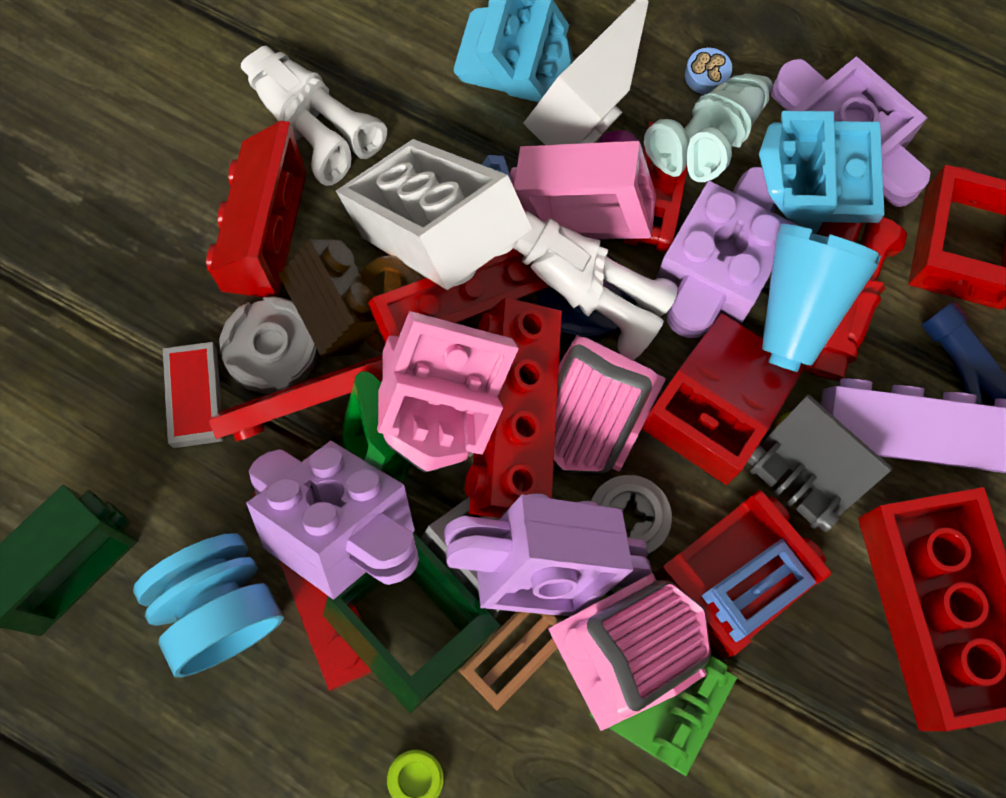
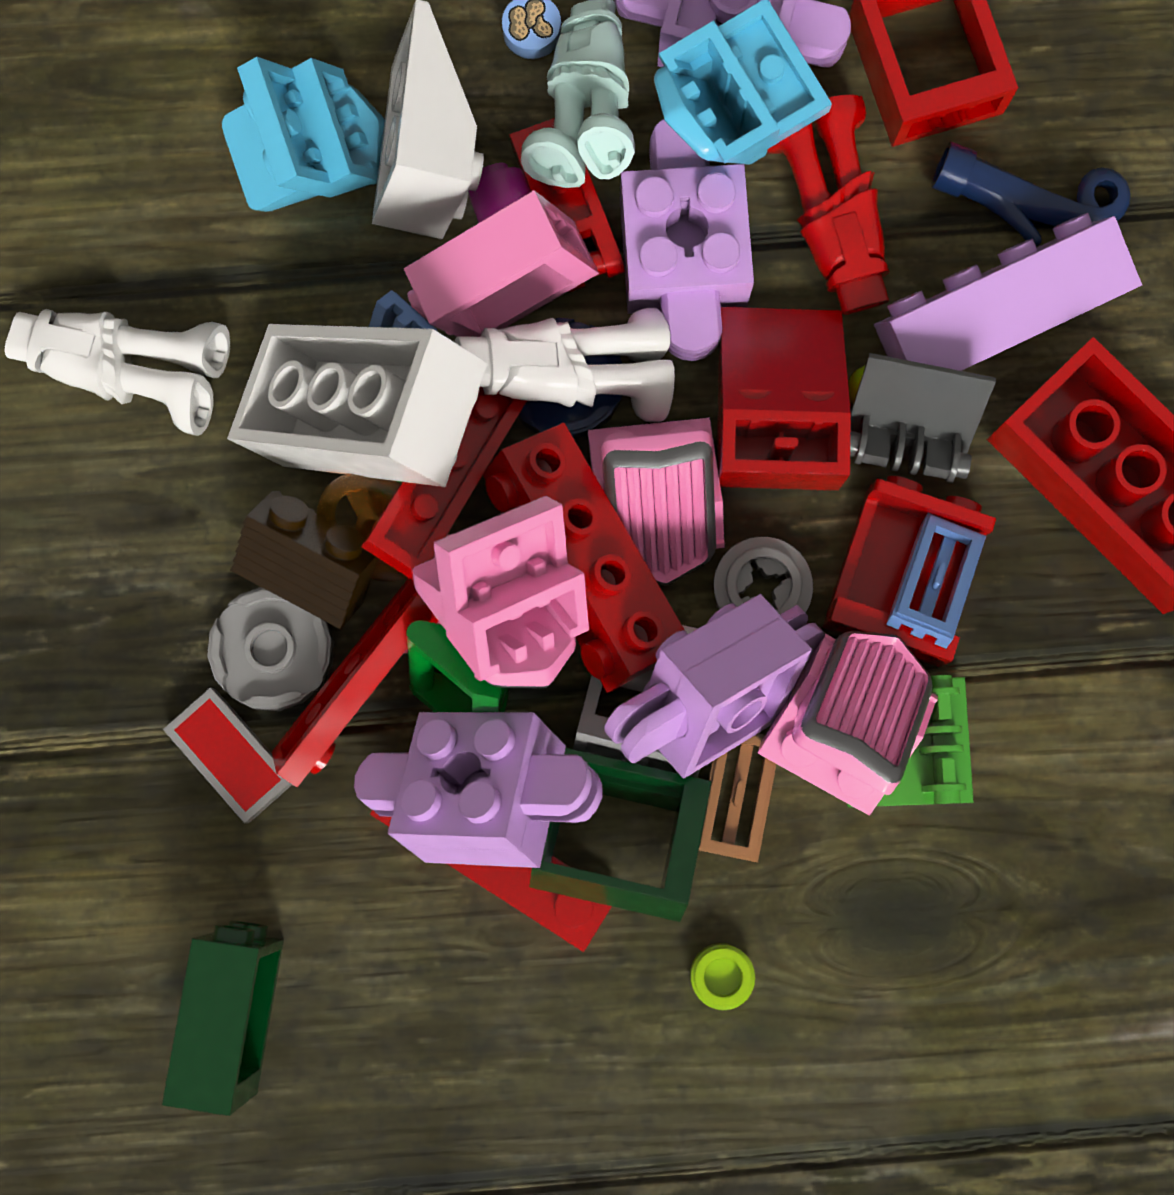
camera: 30 degrees left, 10 degrees up
(207, 601) = (412, 952): medium azure wheel -> none
(258, 214) = (157, 517): red slope -> none
(811, 292) = (806, 237): medium azure cone -> none

